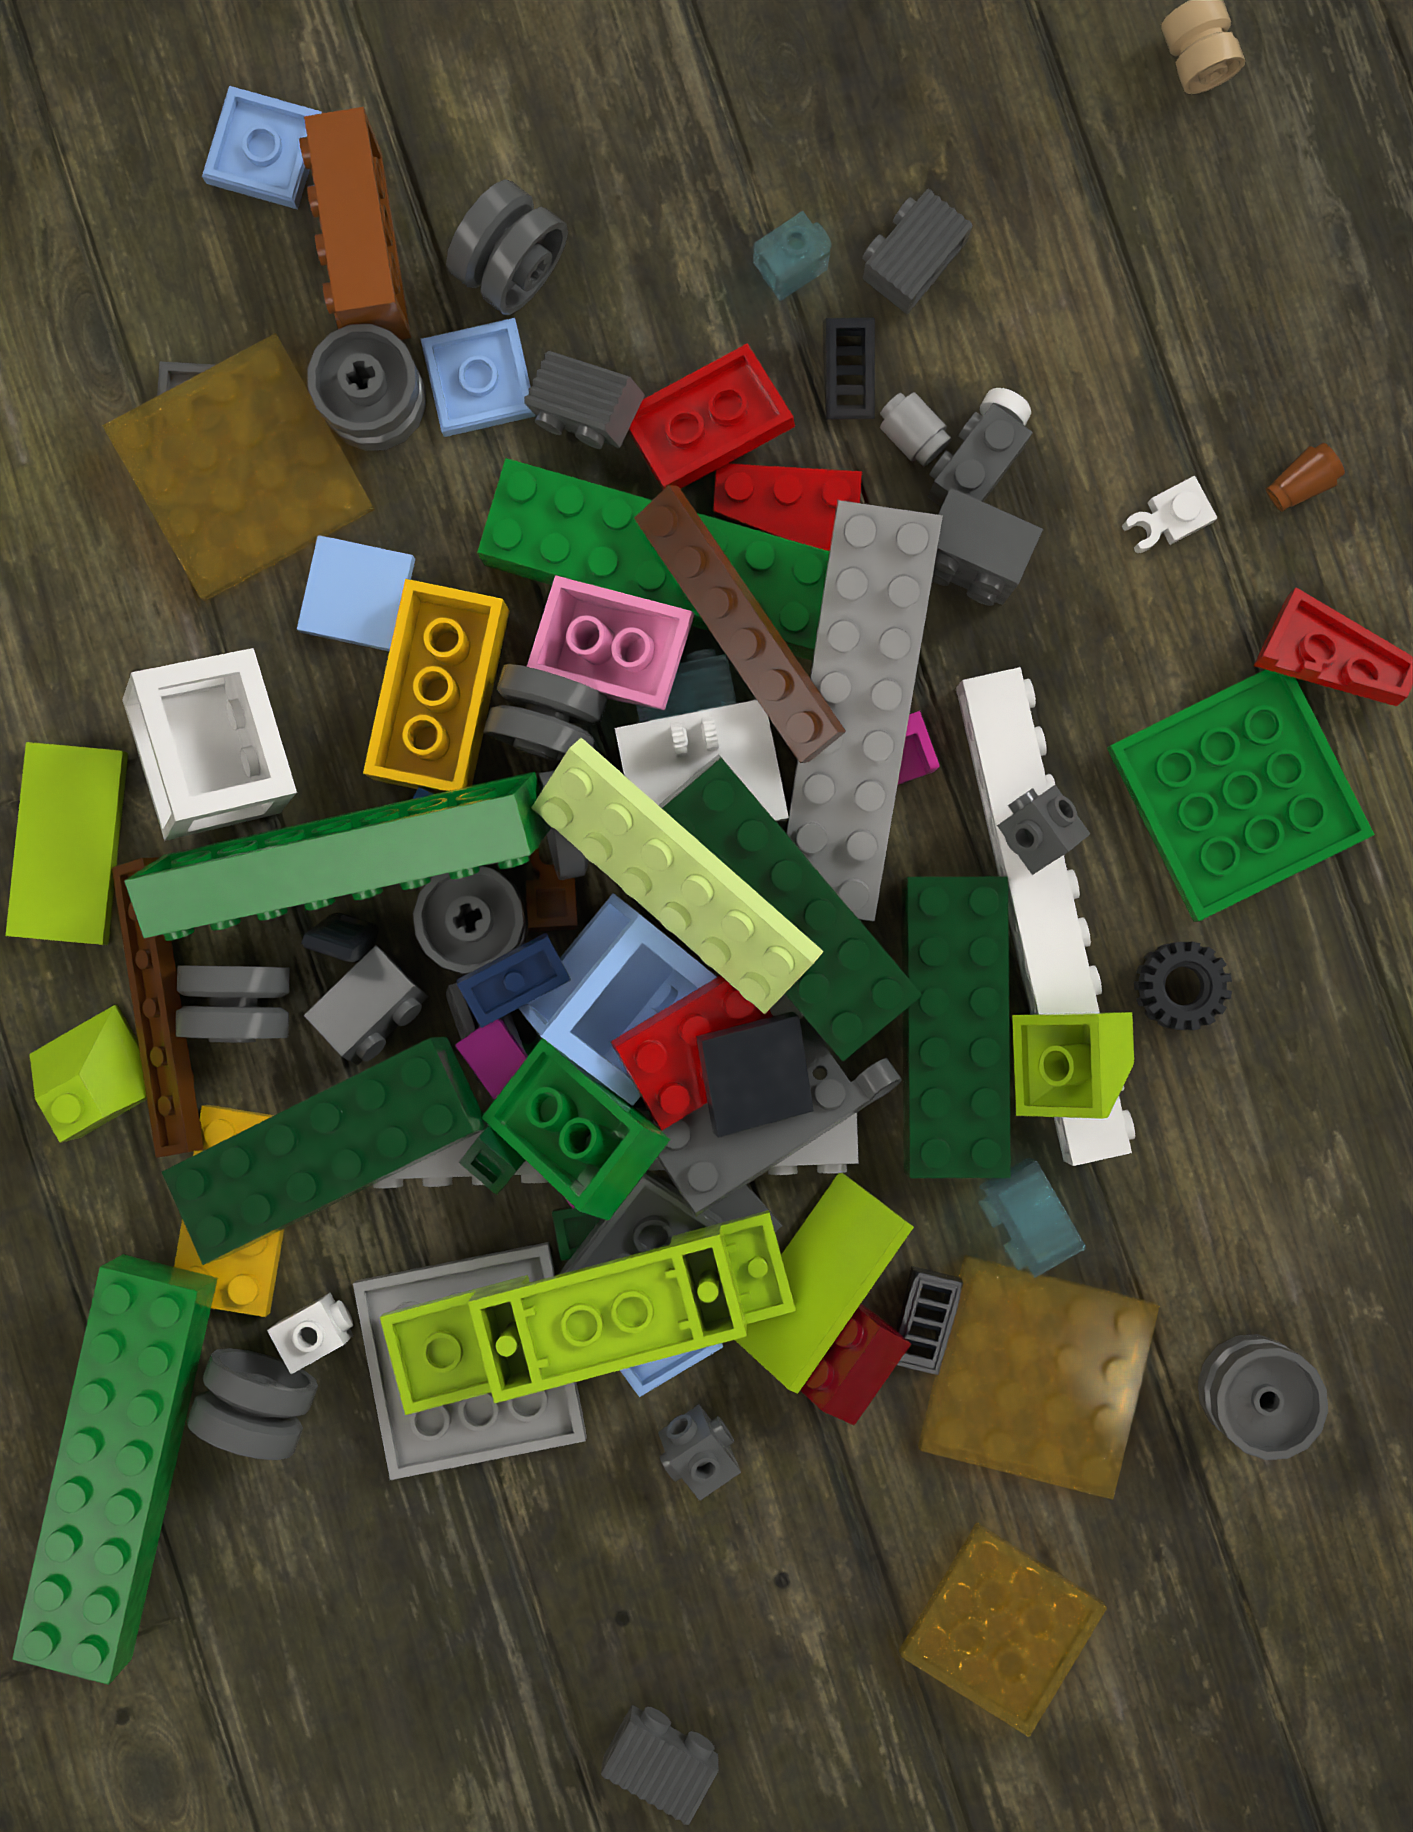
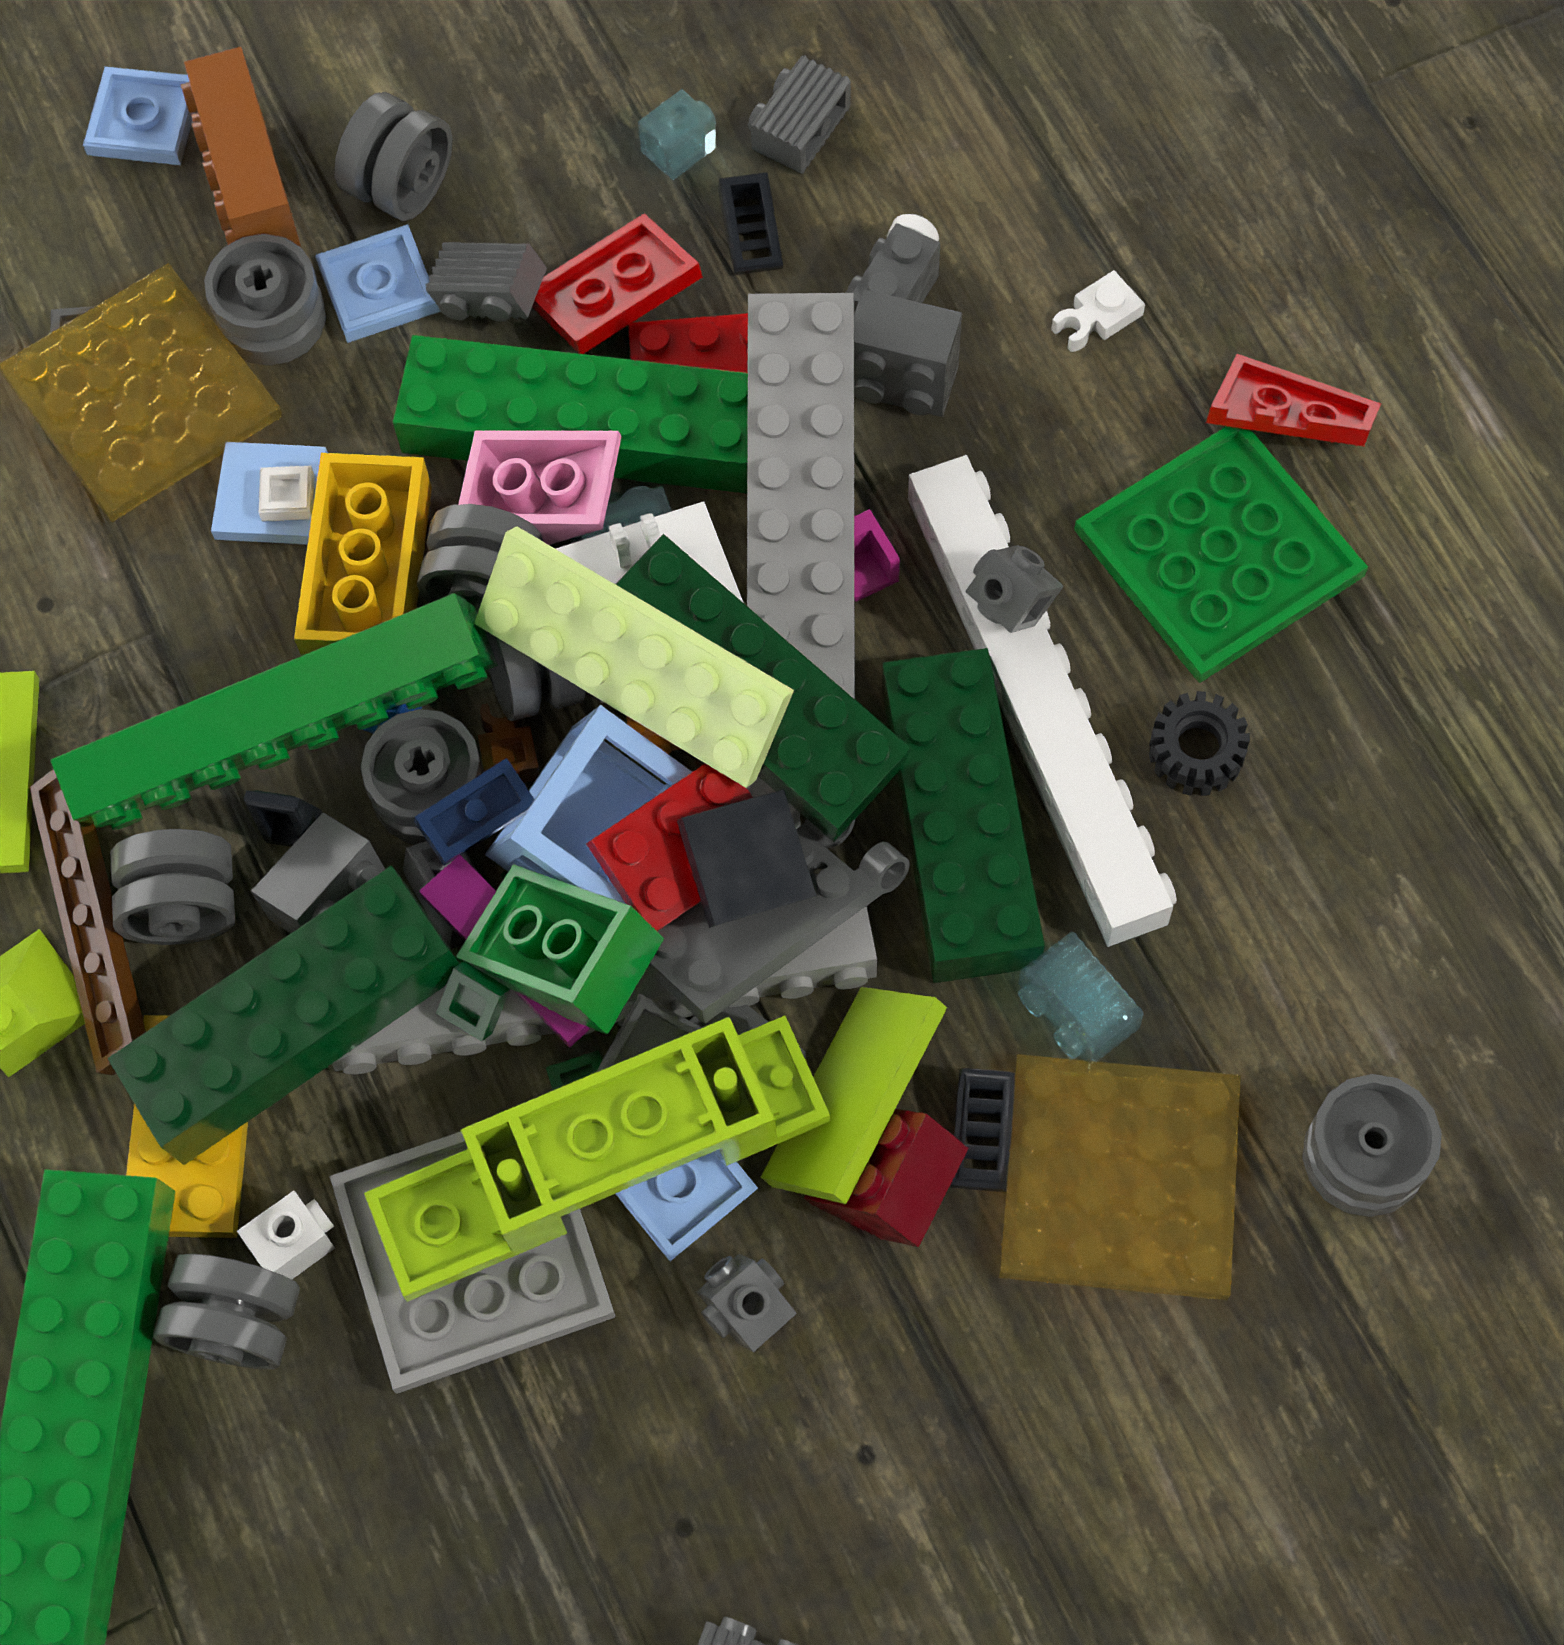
camera: 10 degrees left, 20 degrees down
(208, 743) = (127, 645): white piece -> none
(370, 602) = (286, 493): none -> white tile
(739, 624) = (669, 436): reddish brown plate -> none
(914, 428) = (822, 263): light grey brick -> none
(1002, 1629) = (1131, 1463): clear yellow plate -> none
(1071, 1063) = (1084, 806): lime slope -> none
(1306, 477) = (1227, 255): dark orange cone -> none

